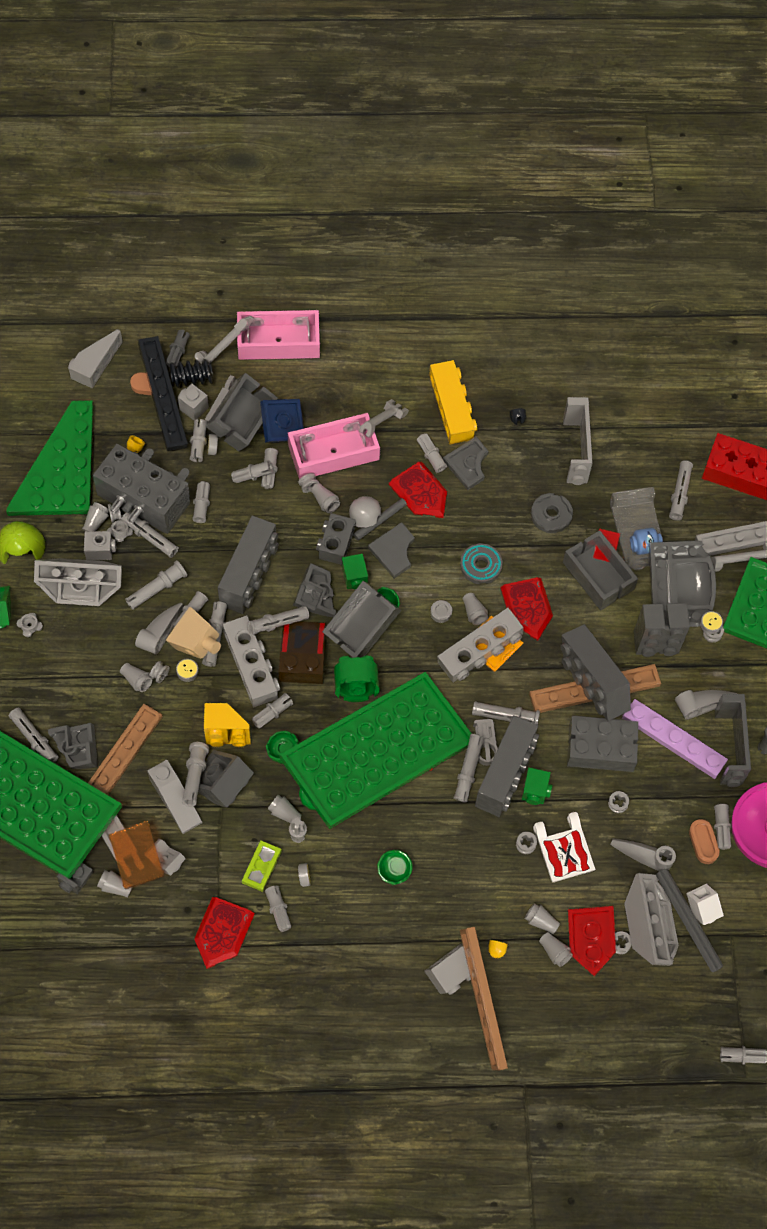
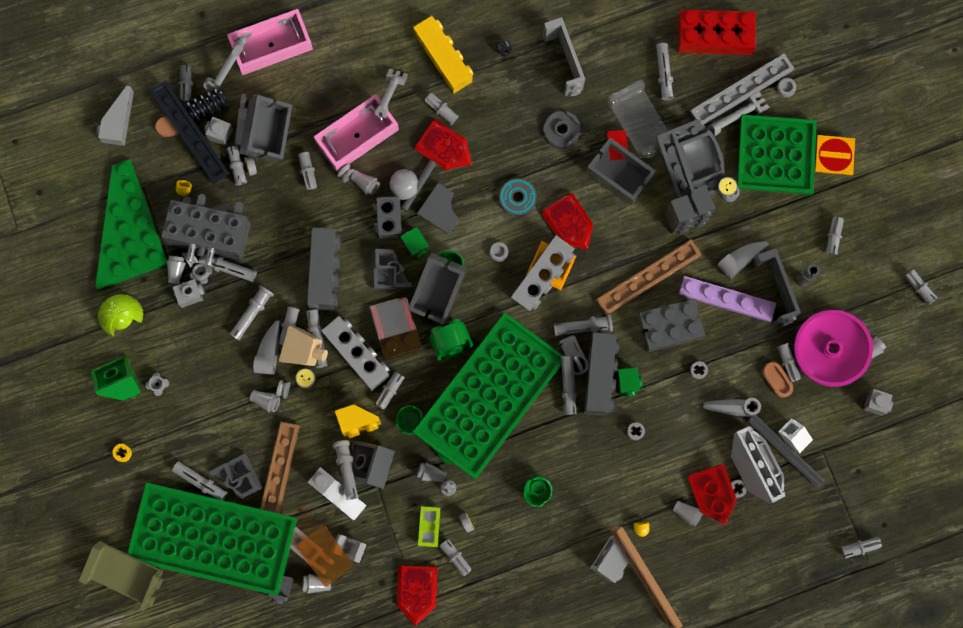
camera: 20 degrees left, 15 degrees up
(77, 580) = (183, 331): light grey wedge -> none
(201, 502) = (260, 222): light grey axle -> none
(252, 472) = (295, 180): light grey axle -> none
(270, 622) = (360, 315): light grey pin -> none
(280, 418) = (302, 123): dark blue tile -> none
(466, 462) = (474, 106): dark grey tile -> none
(475, 610) = (527, 242): light grey cone -> none
(540, 918) = (667, 491): light grey cone -> none
(565, 852) = (670, 427): flag -> none
(595, 672) = (647, 269): dark grey brick -> none
(641, 538) = (648, 130): medium blue head -> none

